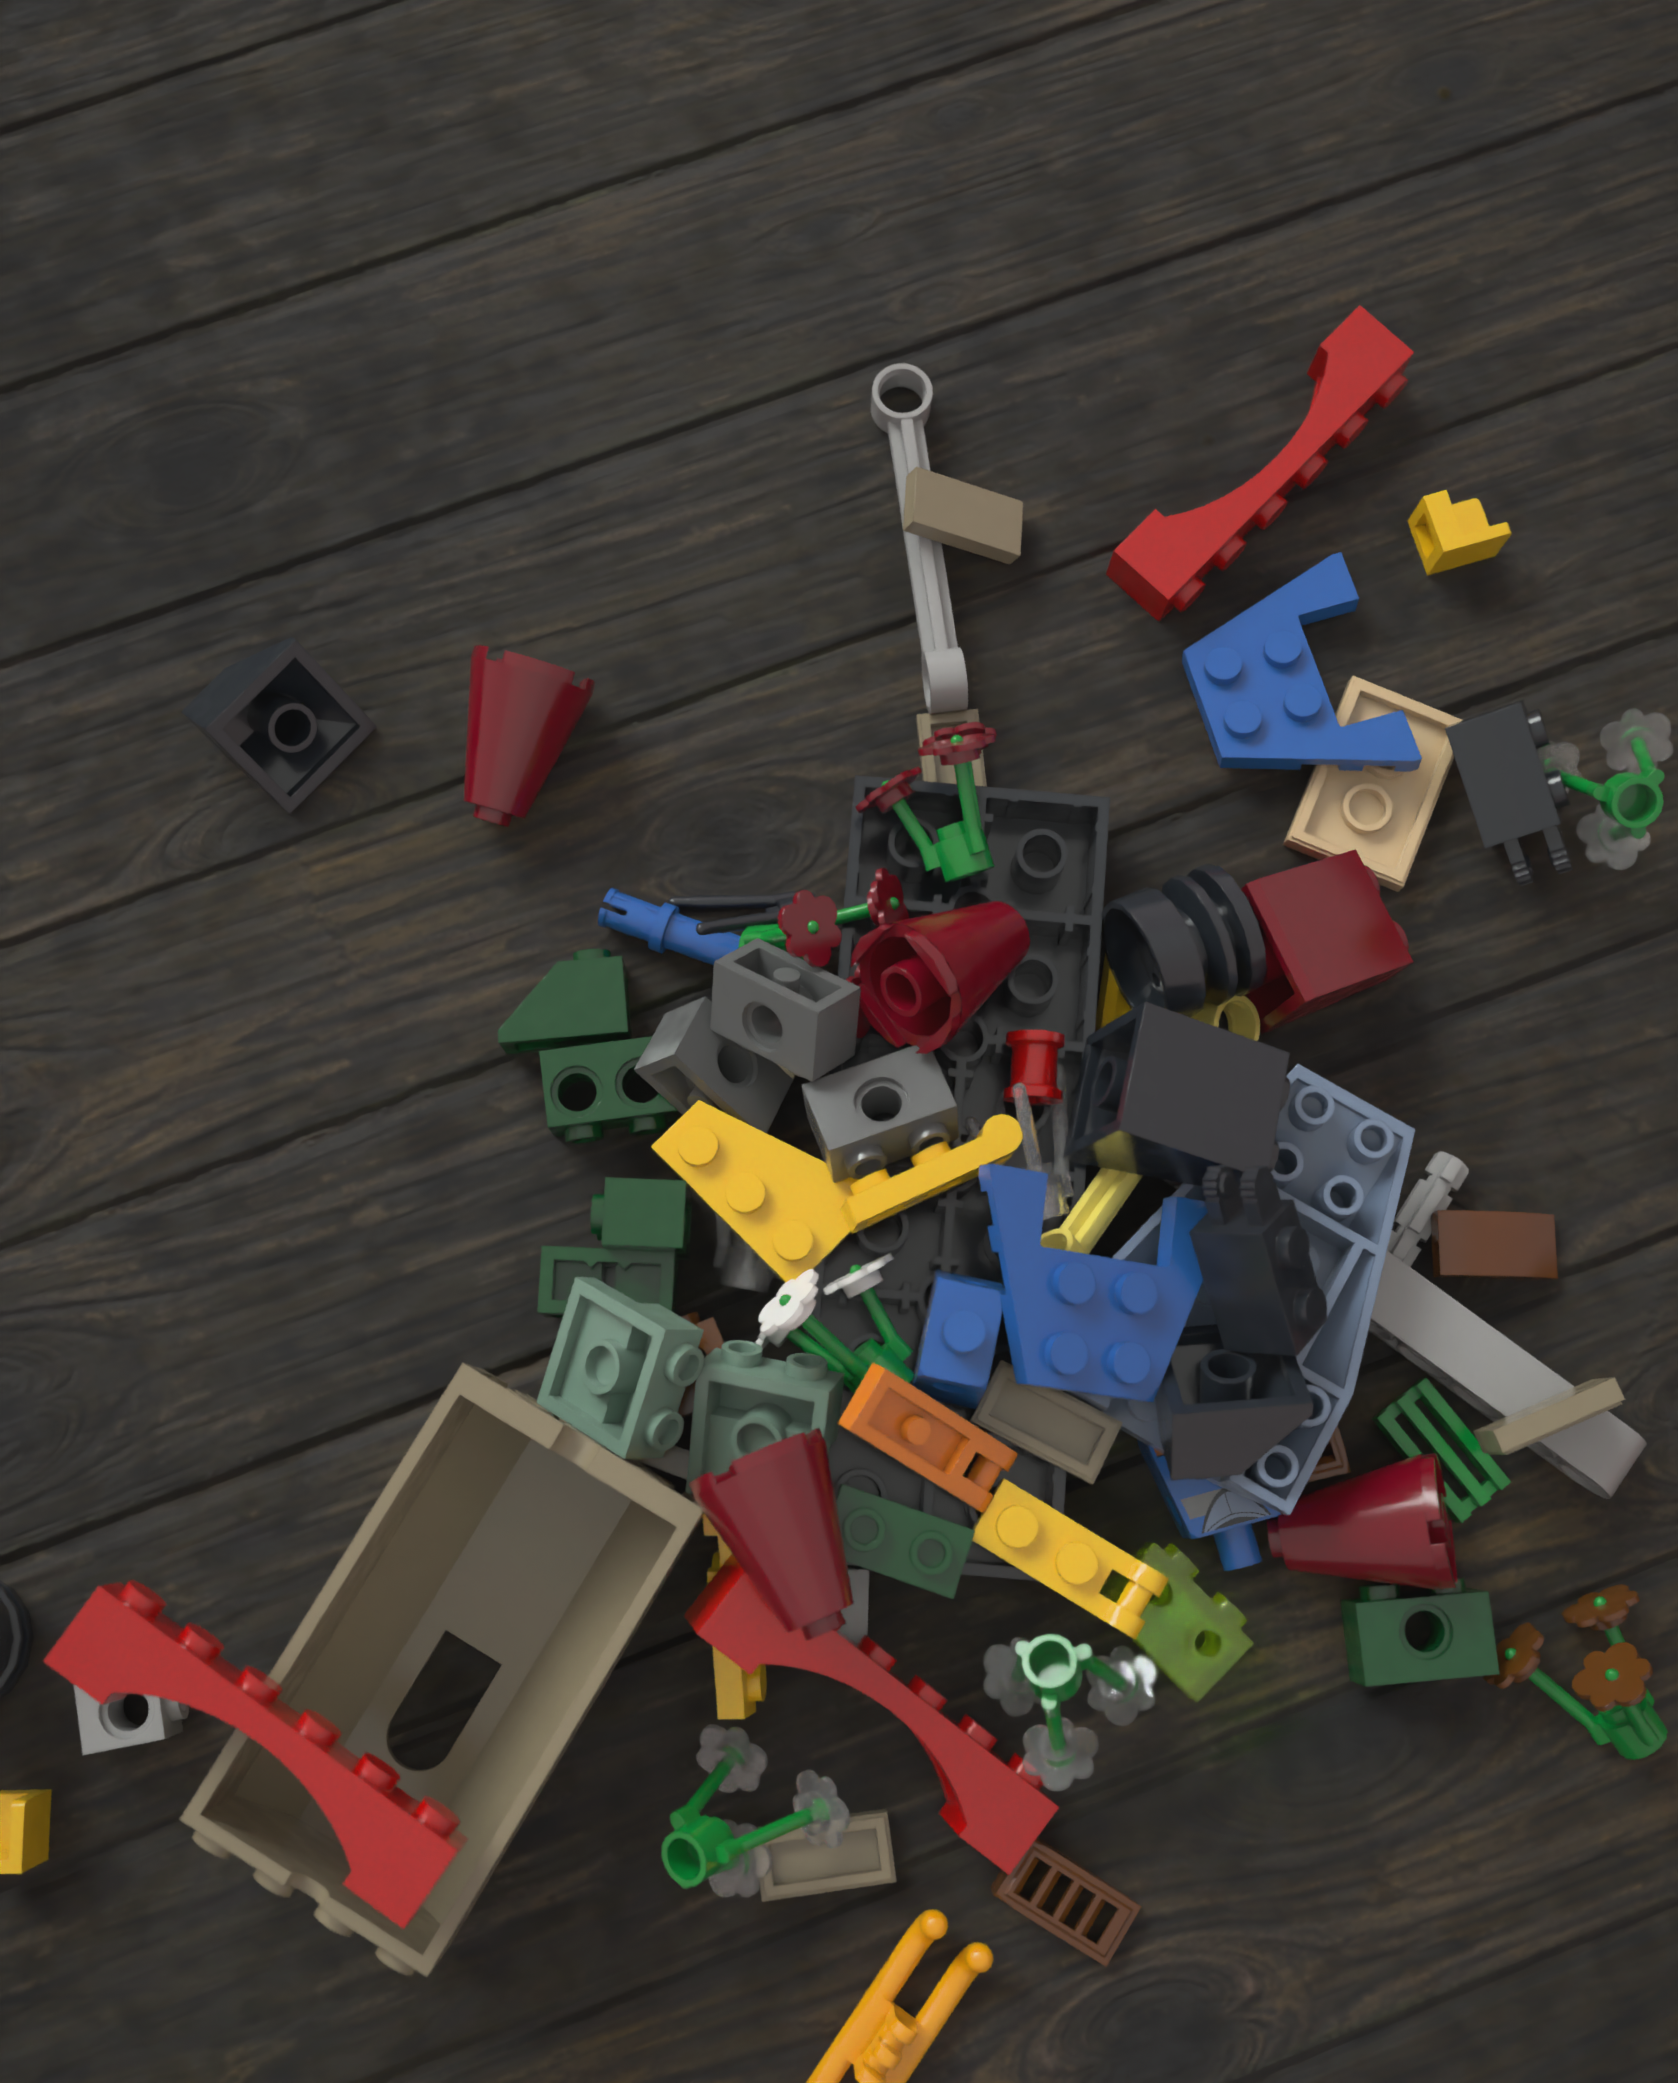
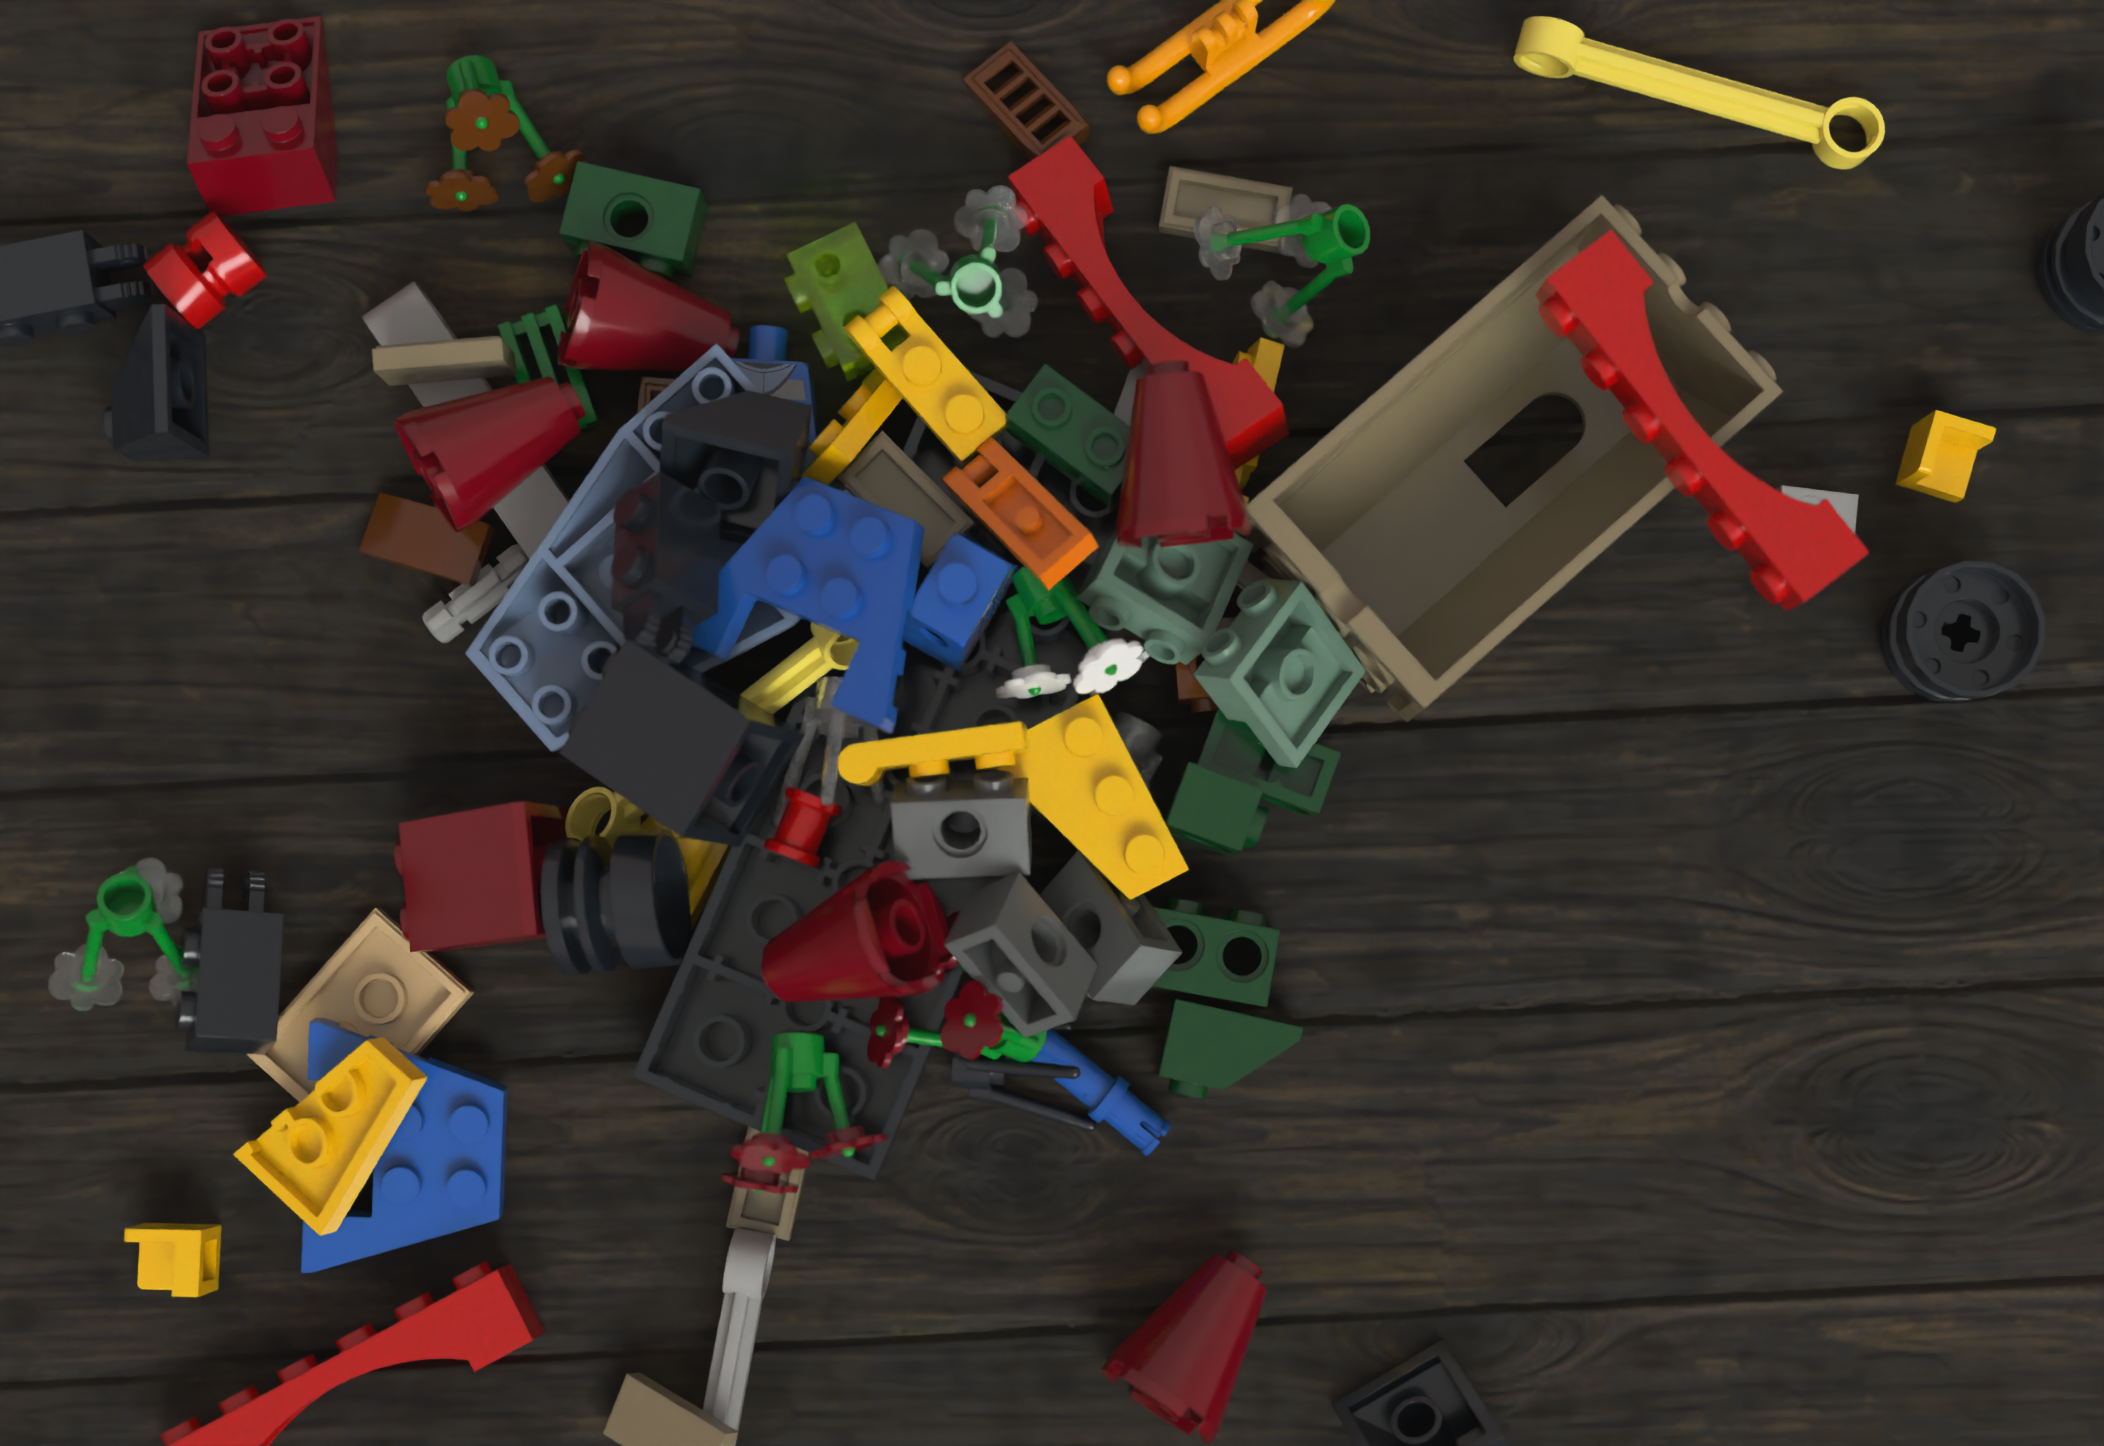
camera: 155 degrees left, 5 degrees up
(1128, 1457) = (863, 415): none -> yellow plate
(1358, 669) = (332, 1139): none -> yellow wing
(1473, 1344) = (487, 443): none -> dark red cone

